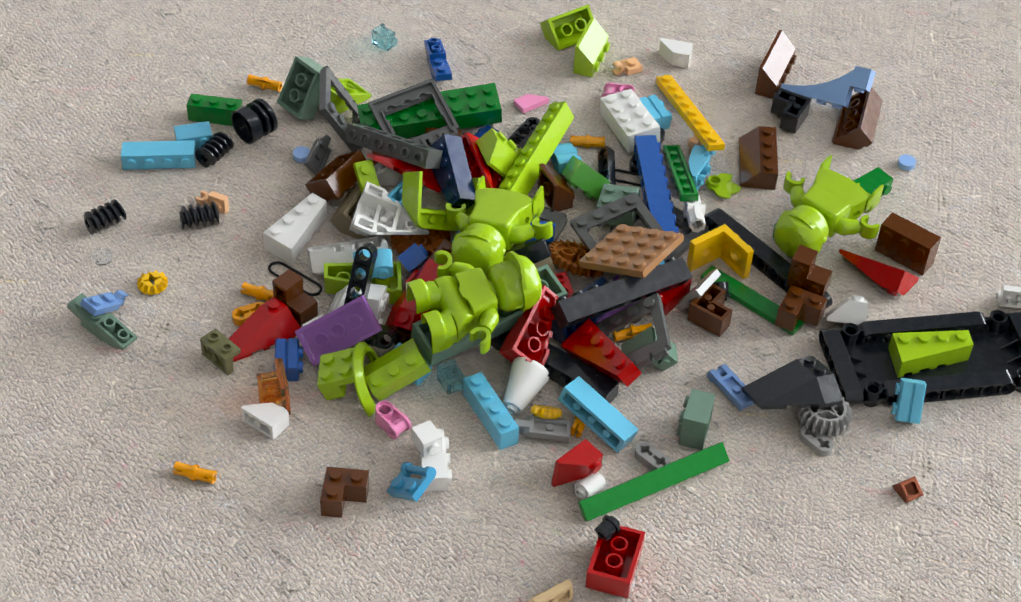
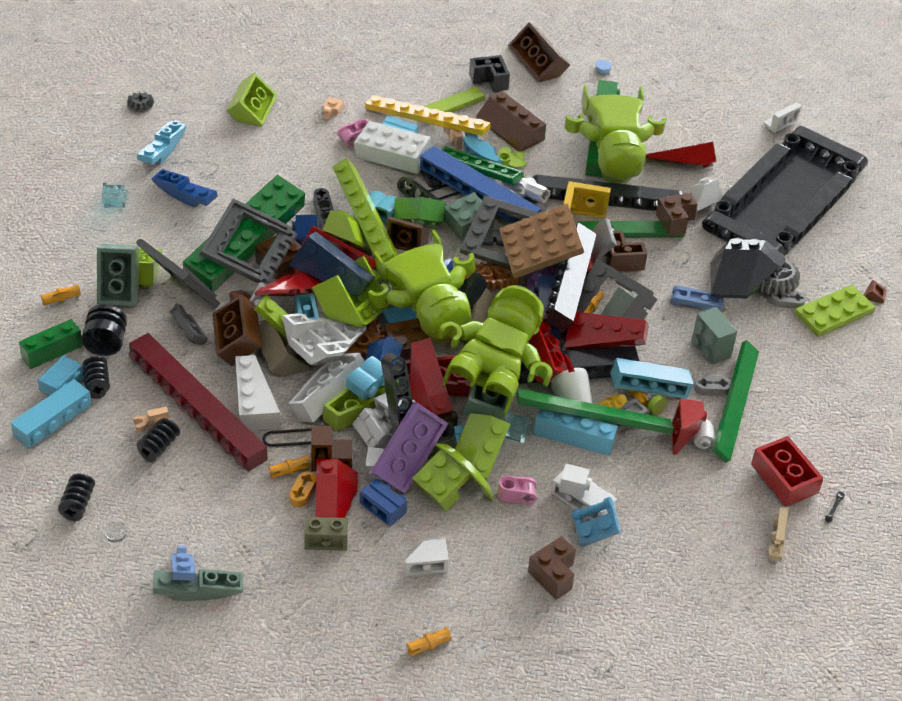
camera: 45 degrees left, 0 degrees up
(147, 287) = (190, 528): yellow gear -> none
(256, 211) = (198, 402): none -> dark red brick
(274, 386) = (412, 525): clear orange bracket -> none
(300, 154) = (170, 334): light blue tile -> none
(394, 146) = (265, 273): dark grey brick -> none
(468, 21) = (163, 144): none -> medium azure slope
(511, 402) = (594, 411): none -> green tile
(529, 102) = (297, 177): bright pink tile -> none
(581, 435) = (657, 404): none -> lime tile
(587, 141) = (379, 182): light orange pin -> none
(590, 49) = (294, 110): slope -> none
(607, 528) = (770, 449): black hose -> none
(676, 52) = (354, 75): white slope -> none
(733, 117) = (458, 100): none -> lime tile
(775, 66) = (439, 47): slope -> none
(806, 274) = (658, 181): reddish brown brick -> none
(837, 91) = (510, 39): light blue arch -> none
(848, 477) = (834, 310): none -> lime plate
(907, 243) = (684, 122): reddish brown brick -> none
(909, 400) = (815, 230): medium azure brick -> none
(928, 349) = (778, 190): lime wedge -> none

